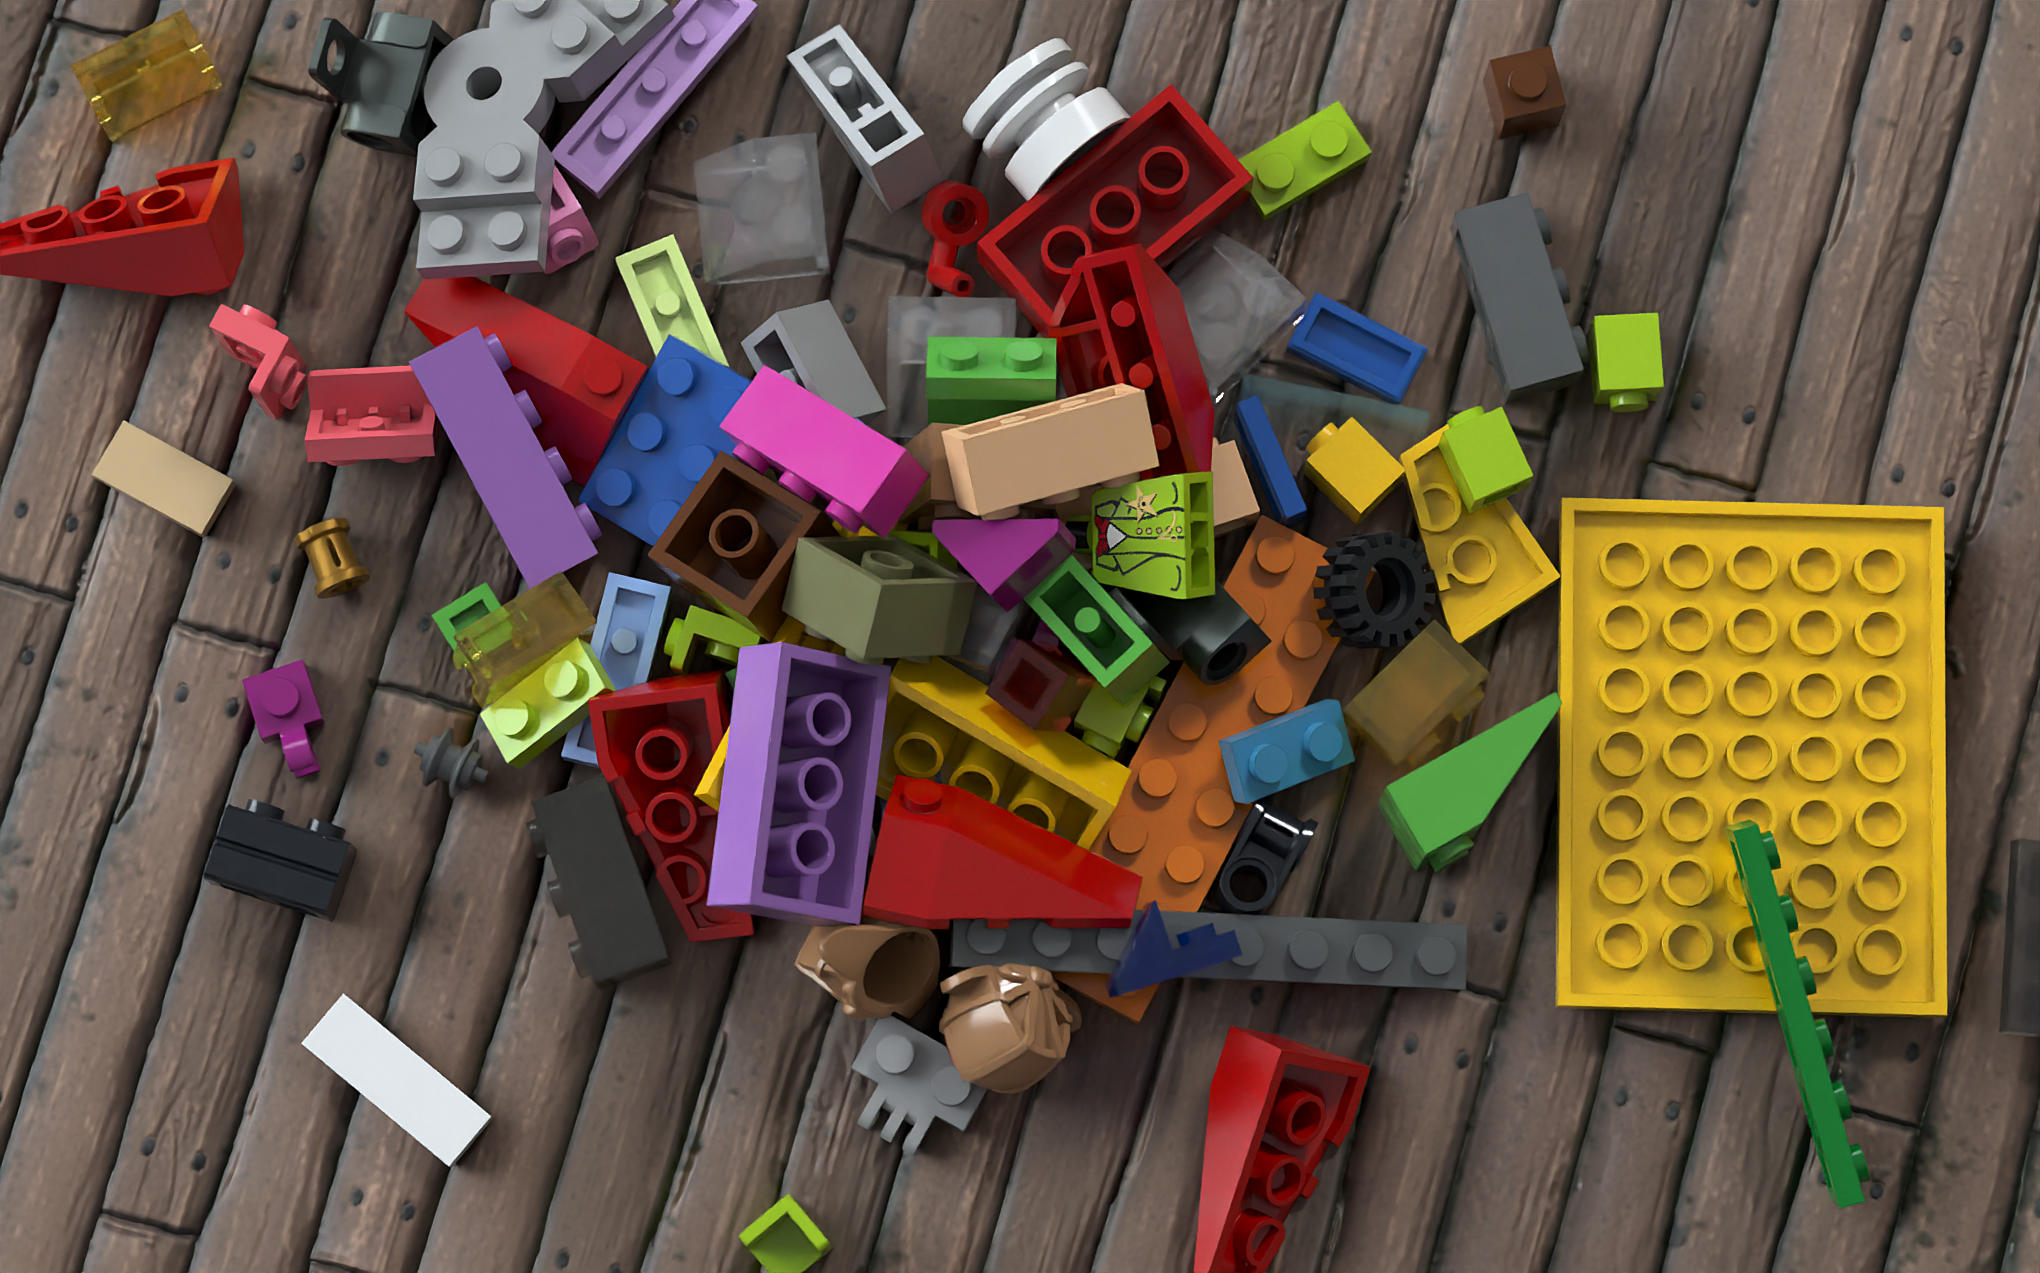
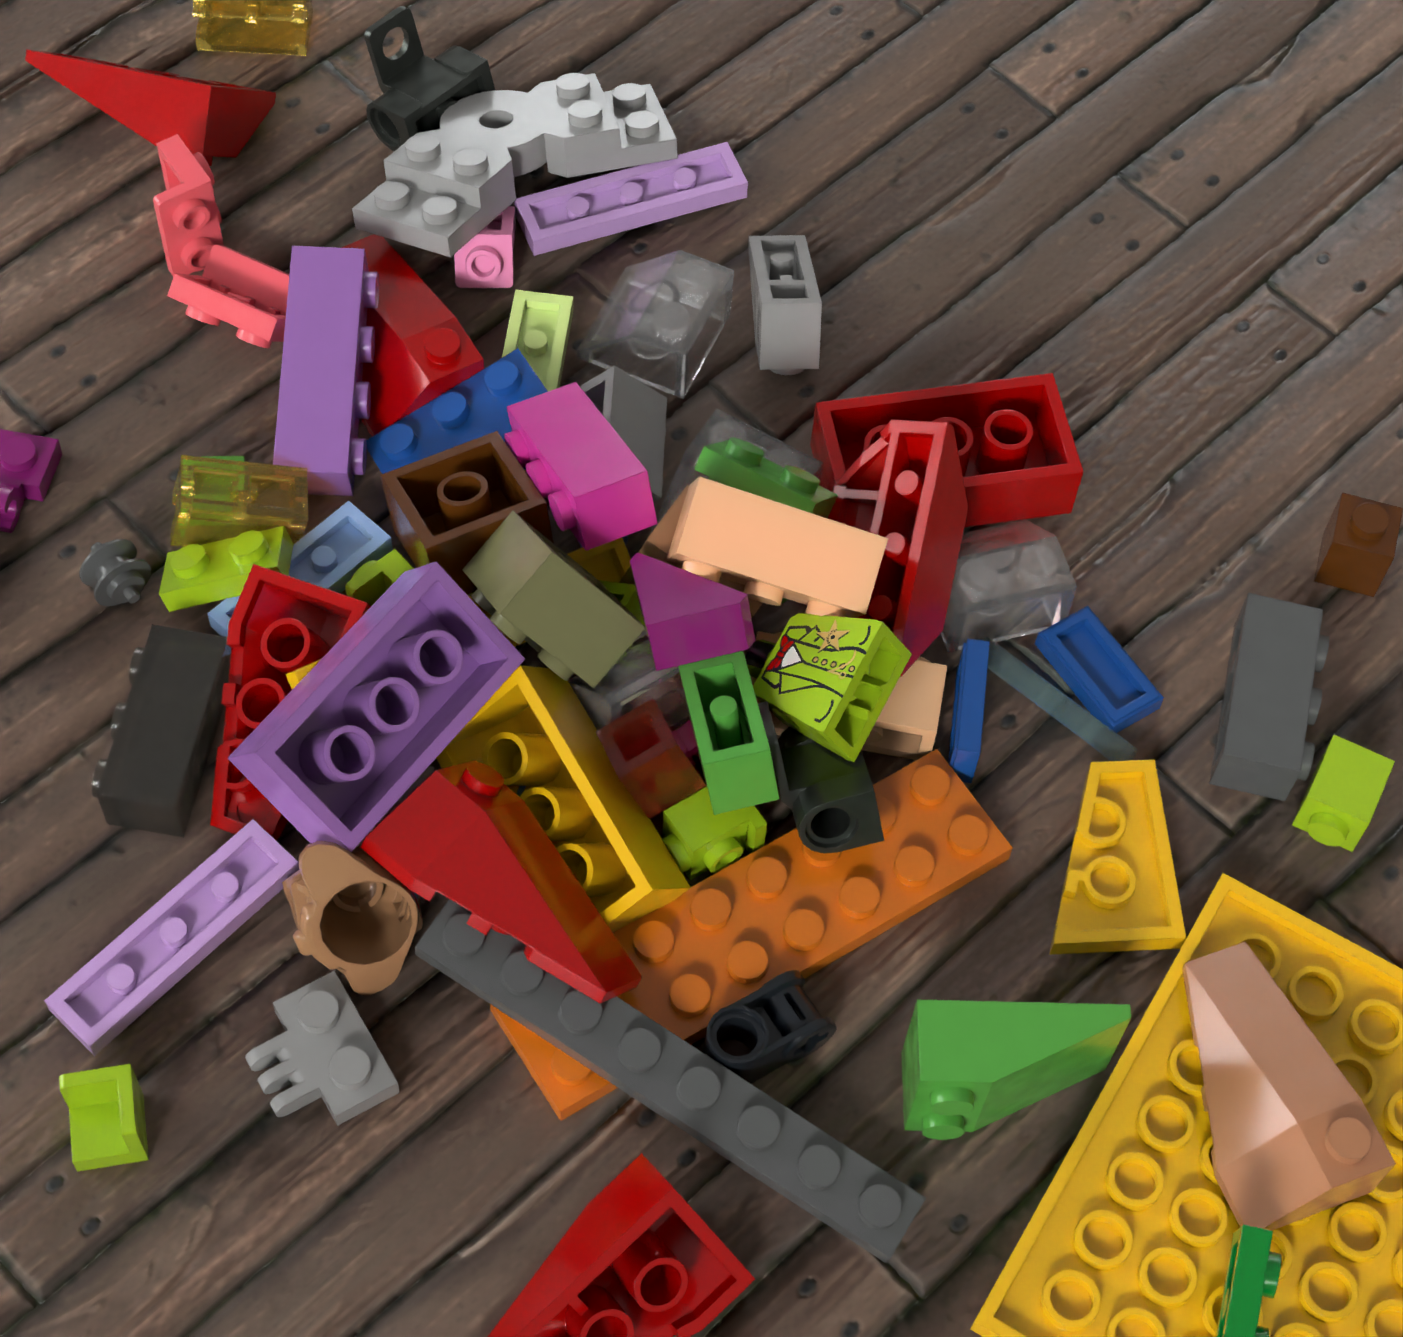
camera: 25 degrees right, 20 degrees down
(164, 479) = (56, 269): tan tile -> none
(332, 538) = (137, 381): pearl gold bush -> none
(733, 1058) = (172, 937): none -> lavender plate
(950, 235) = (795, 412): red plate -> none
(1007, 1025) = (434, 1029): medium nougat piece -> none
(1036, 110) = (927, 338): white wheel -> none
(1150, 958) = (596, 1040): clear blue slope -> none
(1286, 751) = (842, 946): dark azure plate -> none
(1304, 160) = (1133, 509): lime plate -> none
(1352, 469) = (1041, 754): yellow brick -> none
(1402, 590) = (1035, 853): black tyre -> none
(1415, 697) = (994, 959): clear yellow brick -> none
(1484, 457) = (1169, 794): lime brick -> none
(1703, 691) = (1278, 1107): none -> nougat wedge

